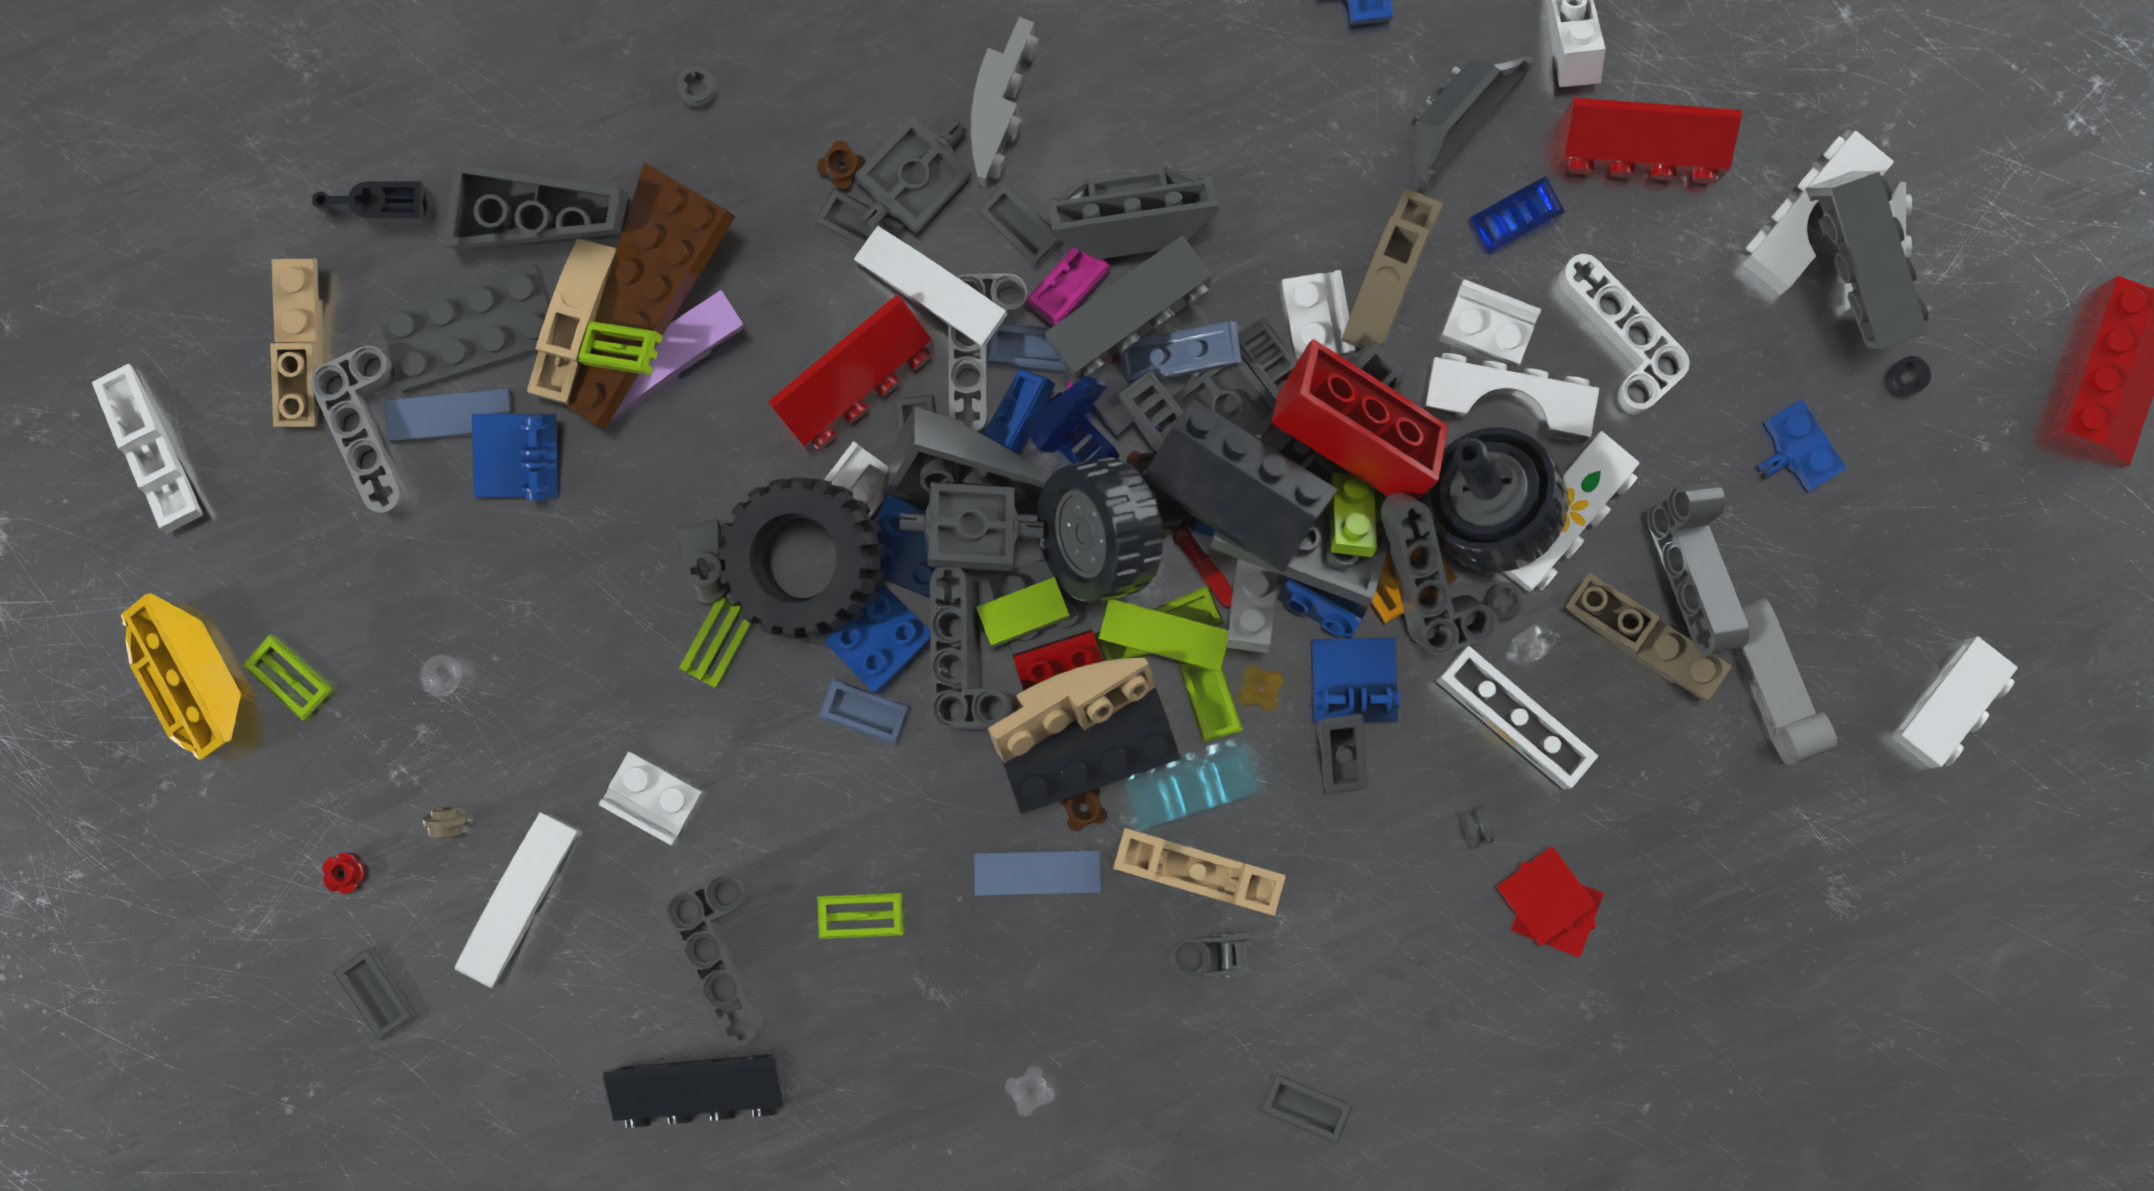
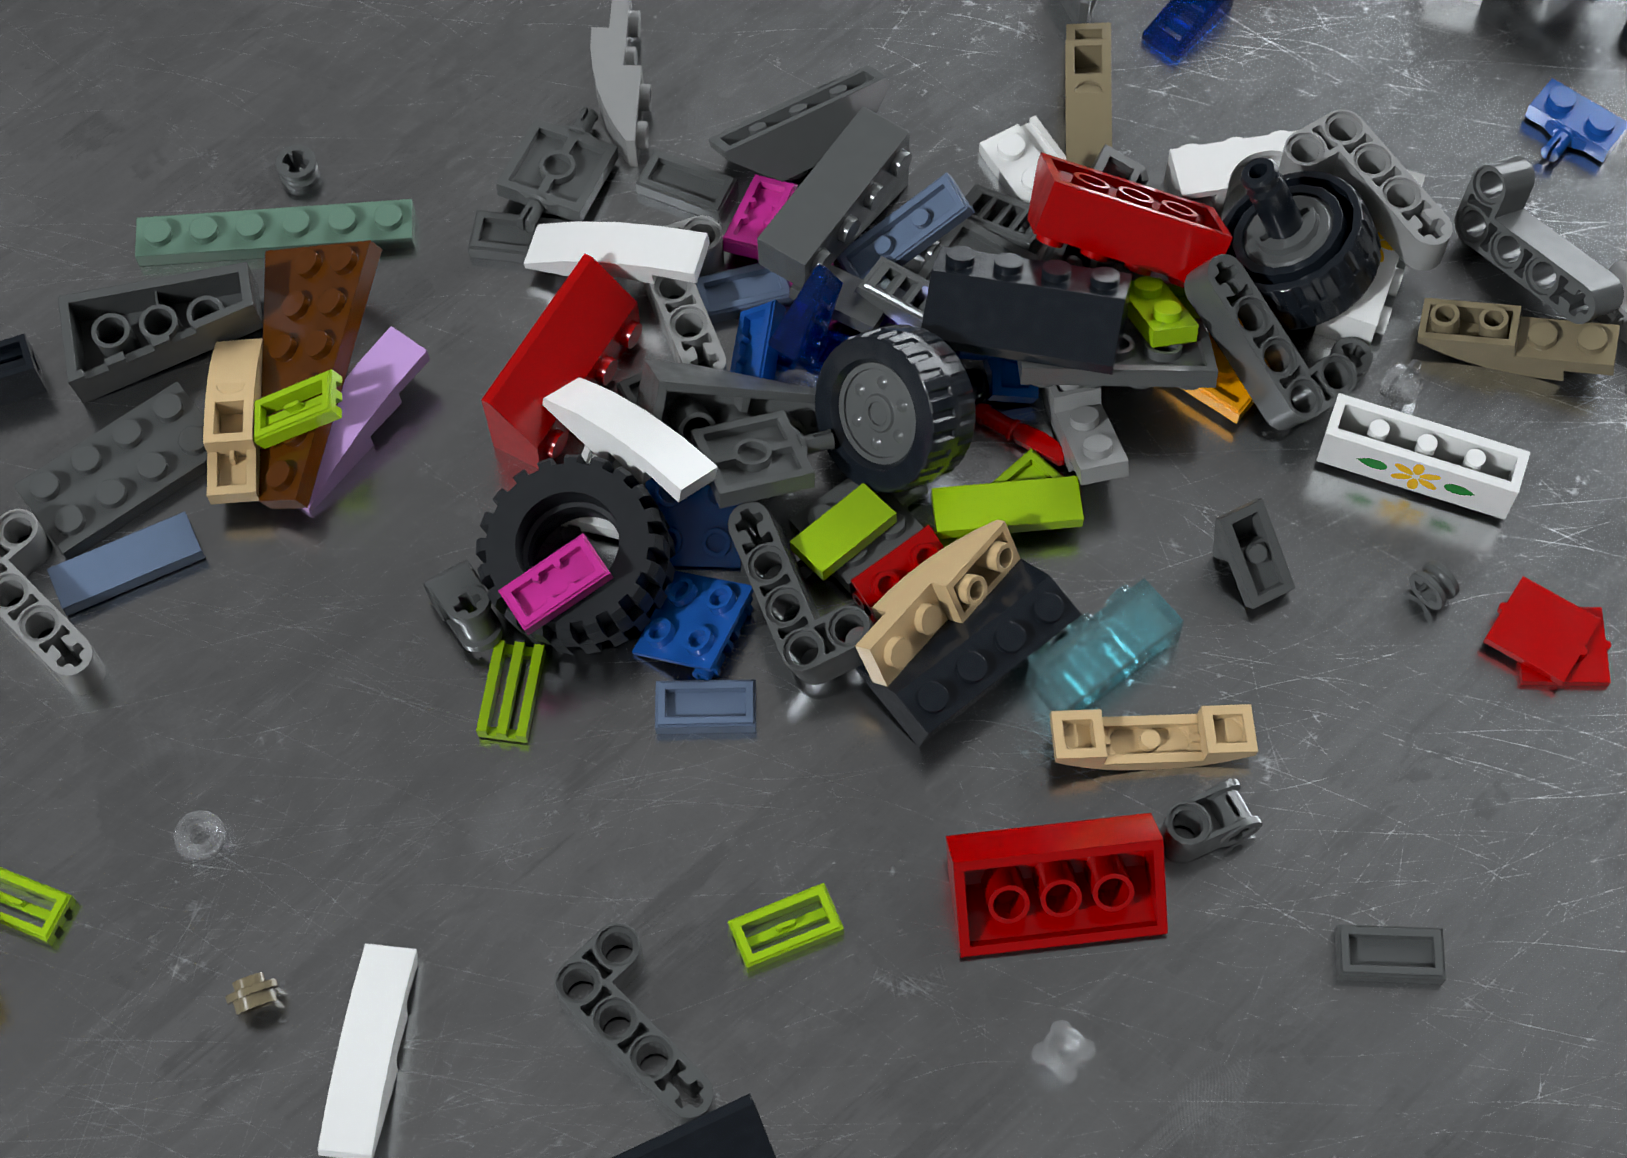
camera: 20 degrees left, 20 degrees down
(352, 877) = (151, 1112): red plate -> none
(514, 455) = (213, 573): blue hinge -> none
(650, 798) = (492, 885): white plate -> none
(658, 144) = (252, 232): none -> sand green plate
(770, 595) = (555, 584): none -> dark pink plate
(829, 165) = (474, 178): reddish brown plate -> none
(876, 476) = (632, 436): none -> white slope
(1037, 873) = (971, 806): sand blue tile -> none
(1076, 961) = (1057, 884): none -> red slope
(1077, 818) = (996, 705): reddish brown plate -> none
(1210, 701) = (1083, 563): lime tile -> none
(1250, 694) = (1138, 517): clear yellow plate -> none
(1334, 613) = (1162, 428): blue hinge -> none
(1355, 678) = (1227, 478): blue hinge -> none
(1490, 323) = (1207, 113): white plate -> none
(1579, 471) = (1414, 231): none -> light grey beam
(1617, 328) = (1348, 71): white beam -> none

